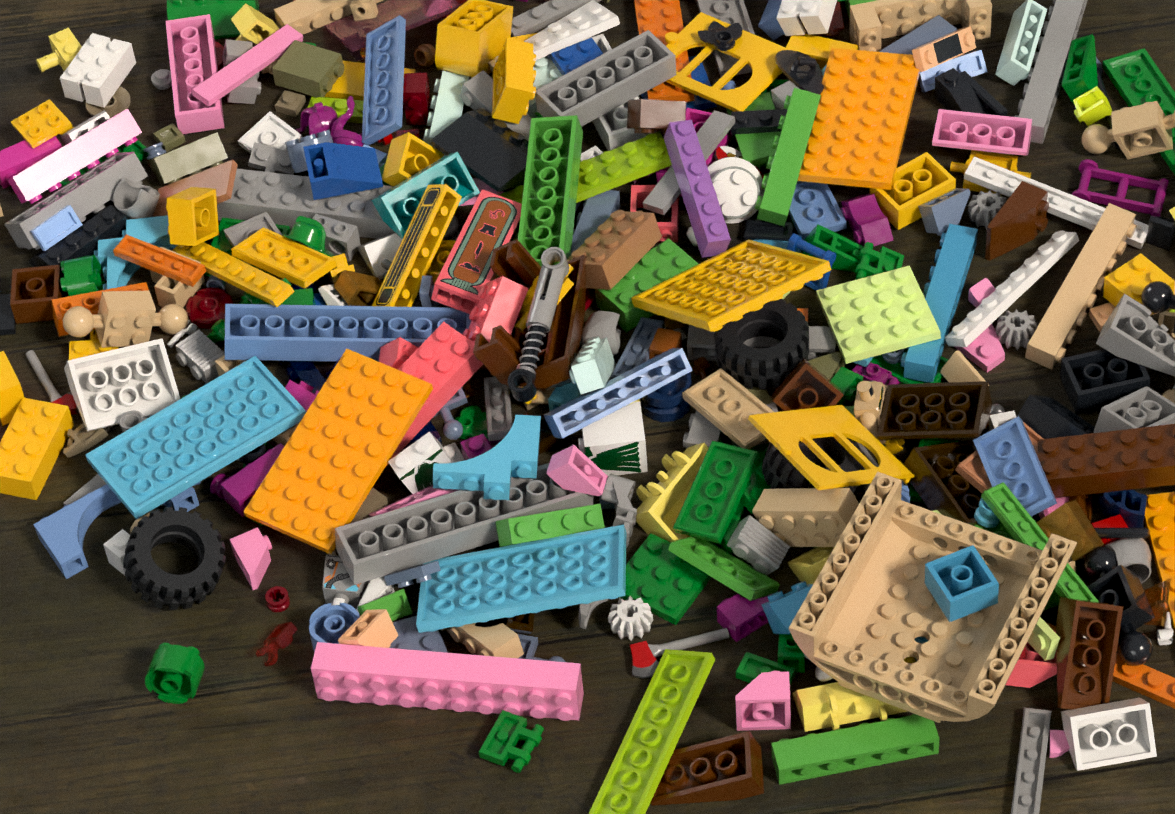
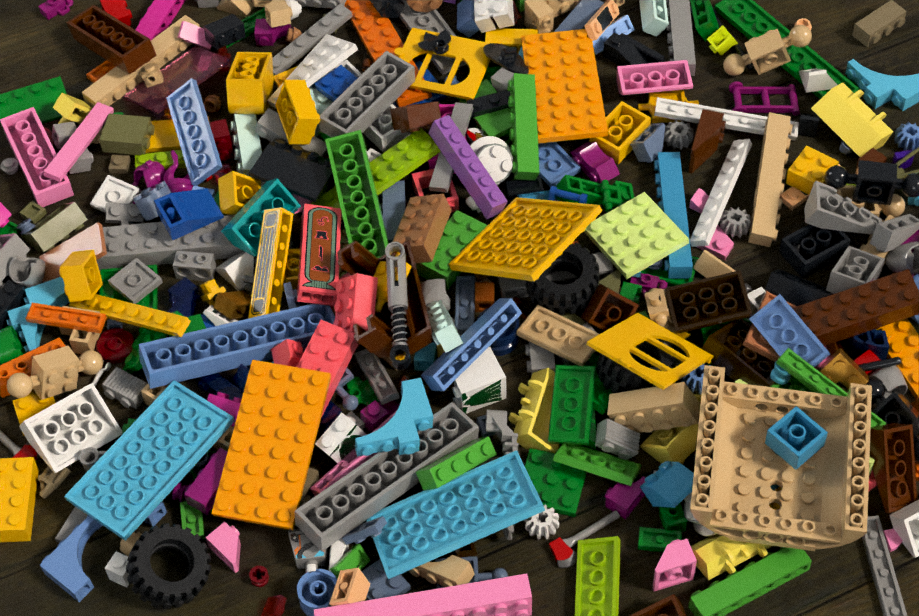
camera: 20 degrees left, 5 degrees up
(224, 519) = (192, 519): none -> bright green plate
(284, 257) = (166, 293): yellow tile -> none
(309, 233) = (180, 268): green piece -> none
(576, 472) = (463, 416): bright pink slope -> none

